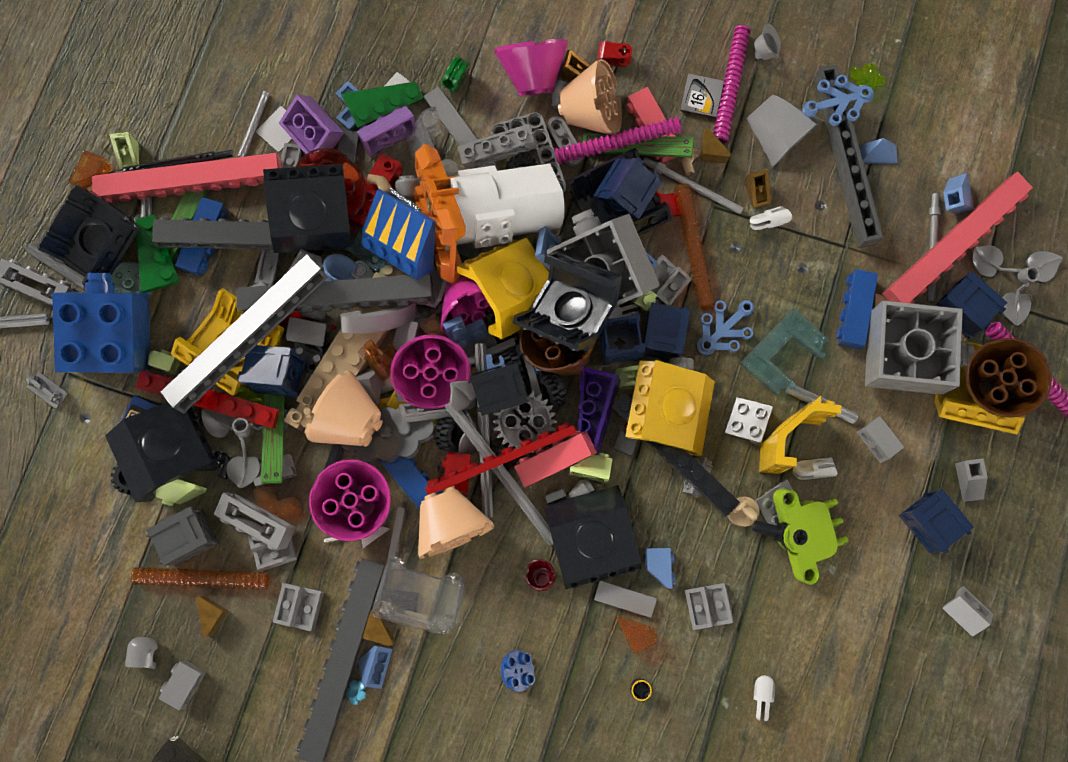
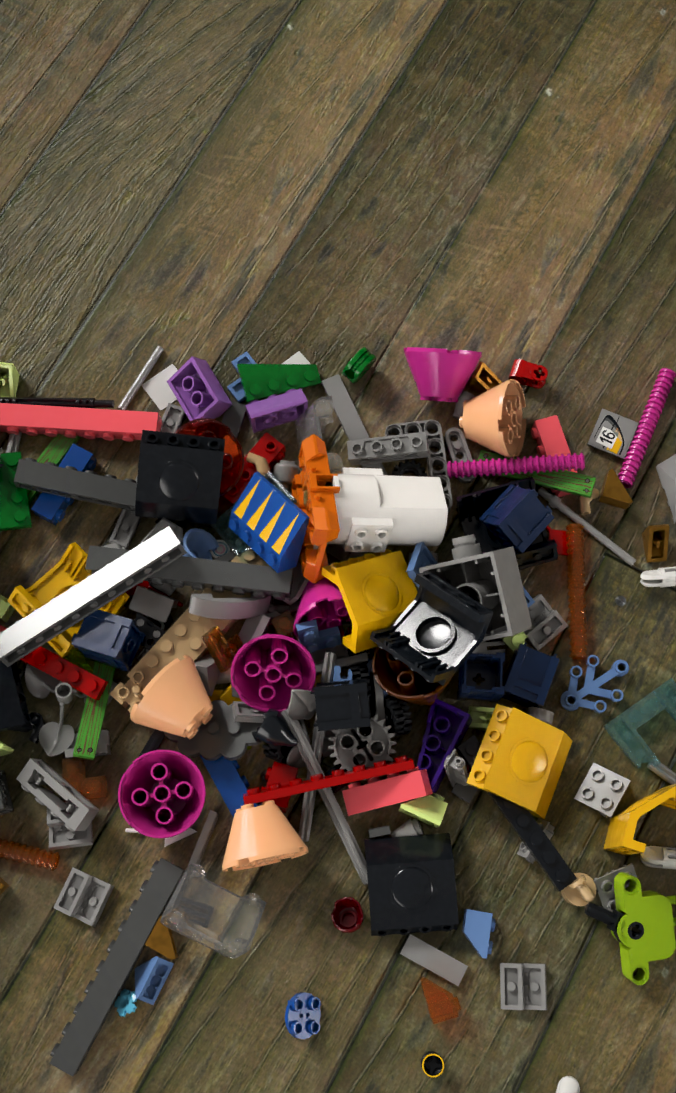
camera: 10 degrees right, 5 degrees down
(442, 423) = (275, 730): none -> black hat
(614, 426) = (456, 769): none -> light grey hinge

